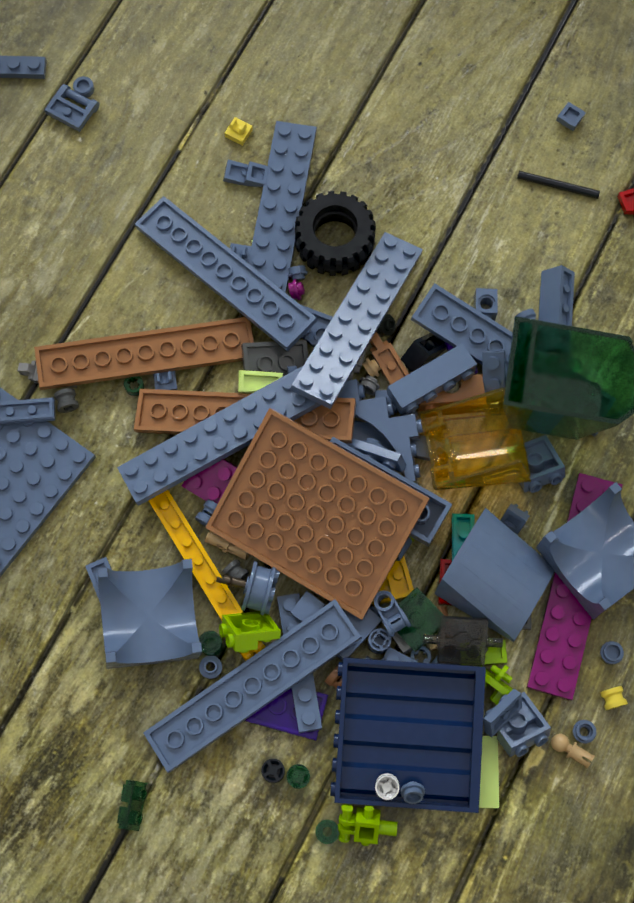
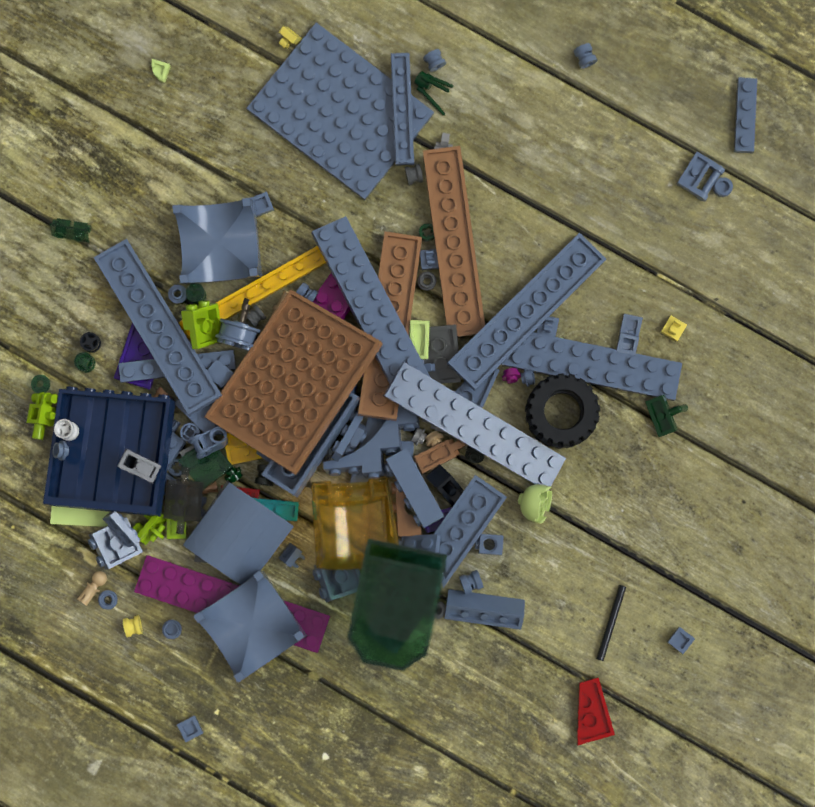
camera: 90 degrees right, 10 degrees up
(190, 377) = (428, 275): none -> dark grey plate
(334, 136) = (663, 415): none -> dark green plate
(426, 587) = (233, 475): none -> dark green plate
(428, 554) = (260, 479): none -> pearl dark grey wheel
(429, 686) = (139, 465): none -> slope
(436, 259) = (535, 502): none -> yellowish green cylinder

